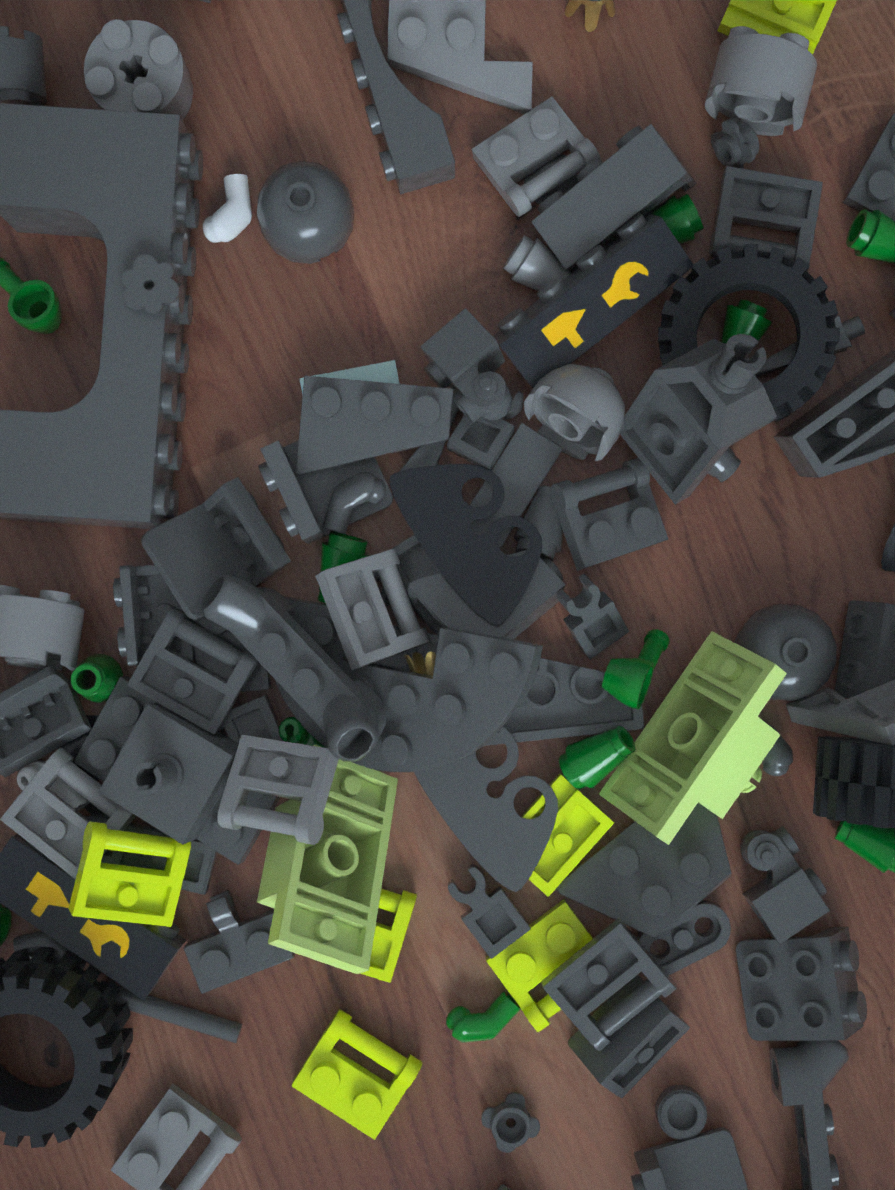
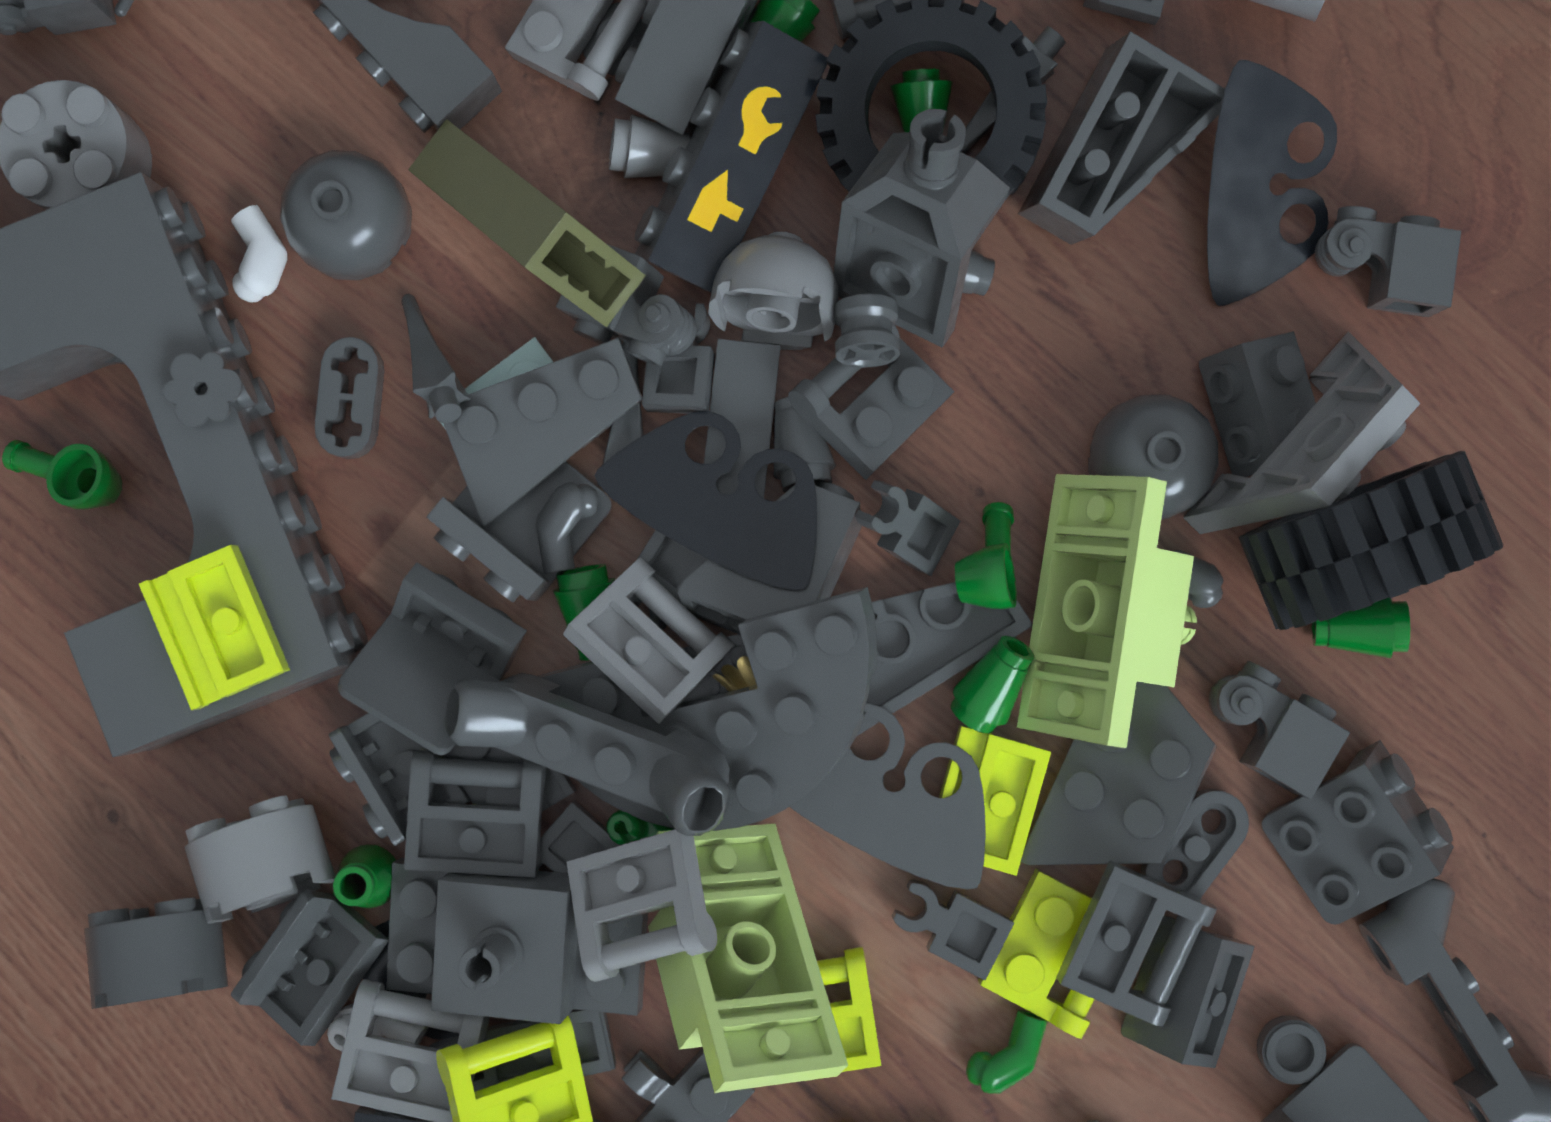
camera: 25 degrees left, 0 degrees up
(78, 454) = (214, 627): none -> neon yellow plate
(235, 335) = (334, 397): none -> dark grey beam
(312, 350) = (431, 371): none -> dark grey piece
(428, 279) = (526, 223): none -> olive slope
(628, 467) = (866, 330): none -> dark grey wheel

